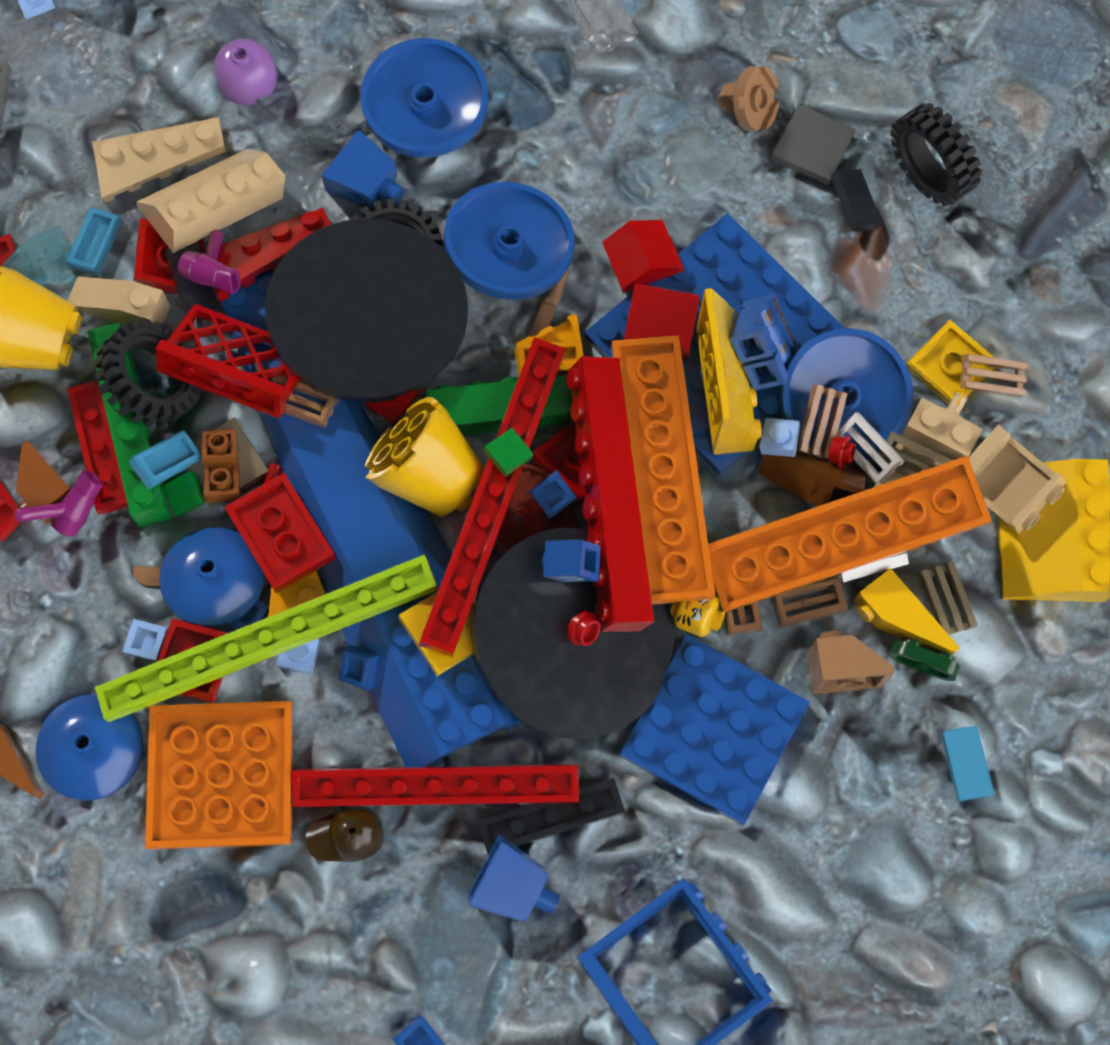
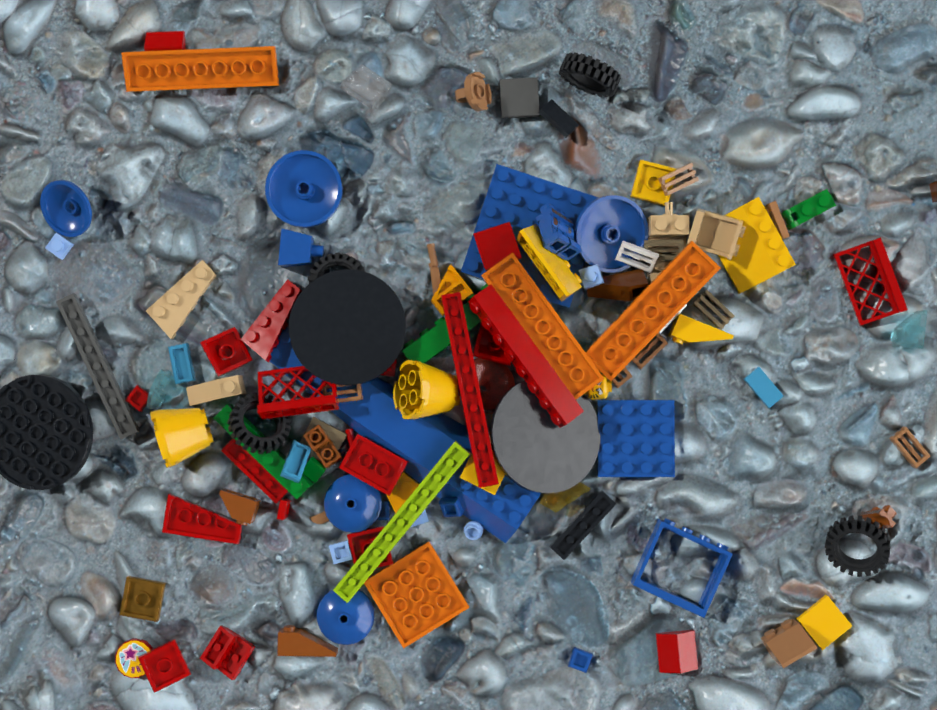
camera: 20 degrees left, 15 degrees up
(72, 511) = (264, 513): magenta piece -> none
(102, 526) = (283, 510): none -> red tile
(190, 292) = (245, 357): black tile -> none
(205, 268) = (252, 352): magenta piece -> none
(214, 198) = (228, 308): tan slope -> none
(245, 71) = (204, 231): medium lavender cylinder -> none
(331, 838) = (484, 590): dark brown cap -> none
(371, 725) = (473, 530): none -> light blue plate
(435, 785) = (521, 543): red plate -> none
(508, 452) = (465, 366): green tile -> none
(509, 240) = (395, 245): blue dish -> none
(511, 883) = (583, 568): blue torso -> none
(536, 748) = (558, 500): none -> clear yellow wing
(553, 494) = (496, 370): blue tile -> none
(571, 561) = (528, 405): blue brick -> none
(583, 629) = (551, 432): red plate -> none
(642, 253) = (466, 212): red slope -> none
(833, 423) = (610, 256): medium nougat tile -> none
(841, 451) = (625, 266): red plate -> none
(844, 664) = (682, 376): medium nougat slope -> none
(936, 664) = (709, 348): dark green plate -> none

